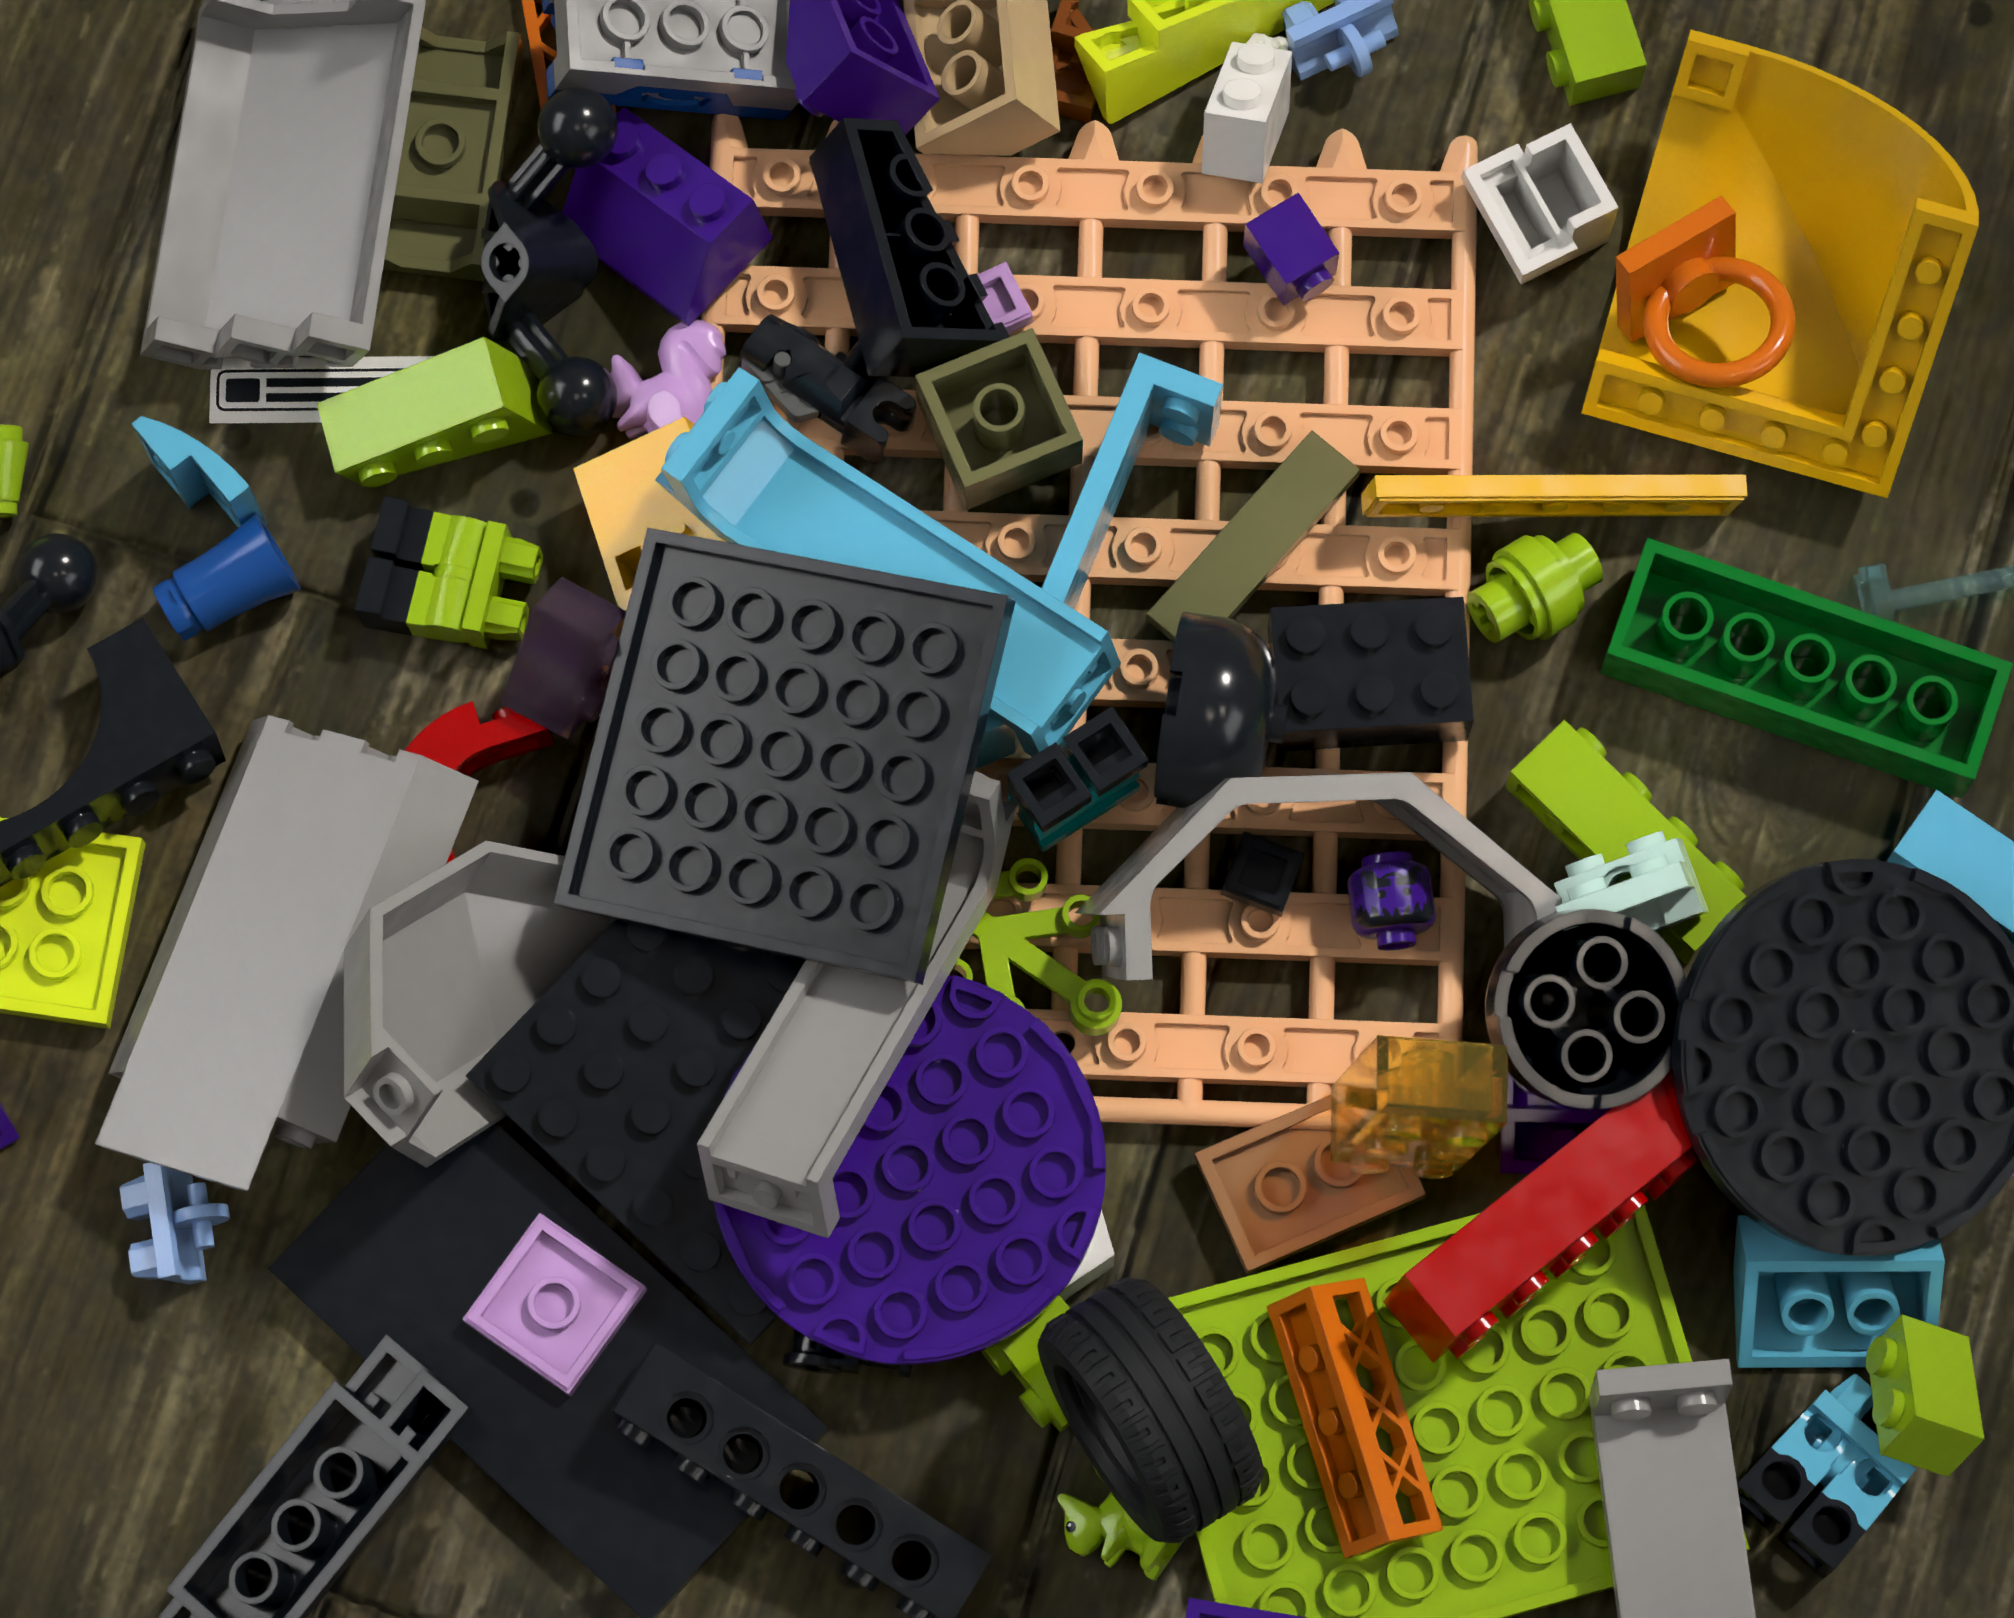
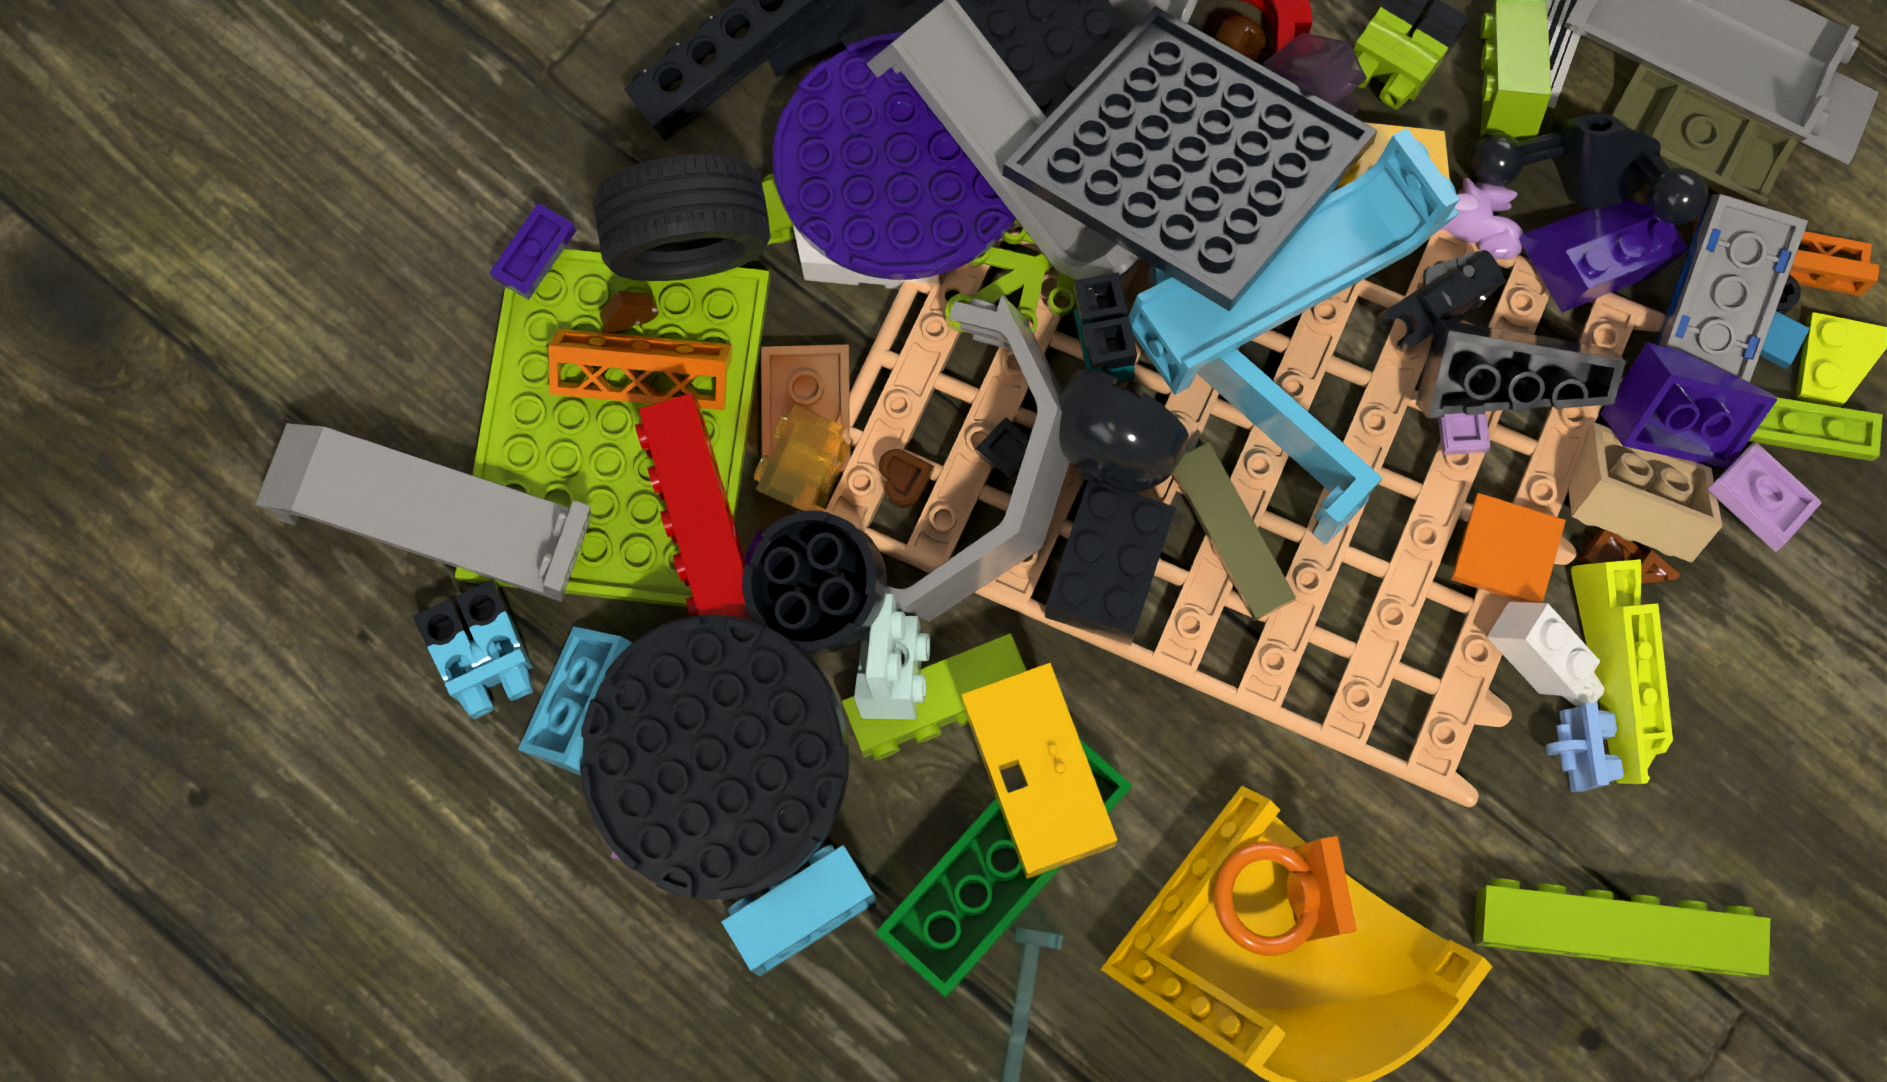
camera: 115 degrees right, 0 degrees up
(530, 797) = (1242, 36): none -> reddish brown piece
(999, 418) = (1377, 392): olive brick -> none
(1132, 196) = (1508, 549): none -> orange tile
(1285, 1470) = (628, 310): none -> reddish brown tile
(1291, 250) = (1429, 634): dark purple brick -> none
(1357, 992) = (904, 477): none -> reddish brown tile
(1391, 900) = (953, 517): dark purple head -> none
(1534, 587) = (1132, 706): lime piece -> none
(1543, 202) = (1404, 823): white plate -> none
(1552, 495) = (1189, 743): yellow tile -> none
(1691, 647) = (1038, 770): none -> yellow brick
(1924, 1395) = (491, 718): lime brick -> none

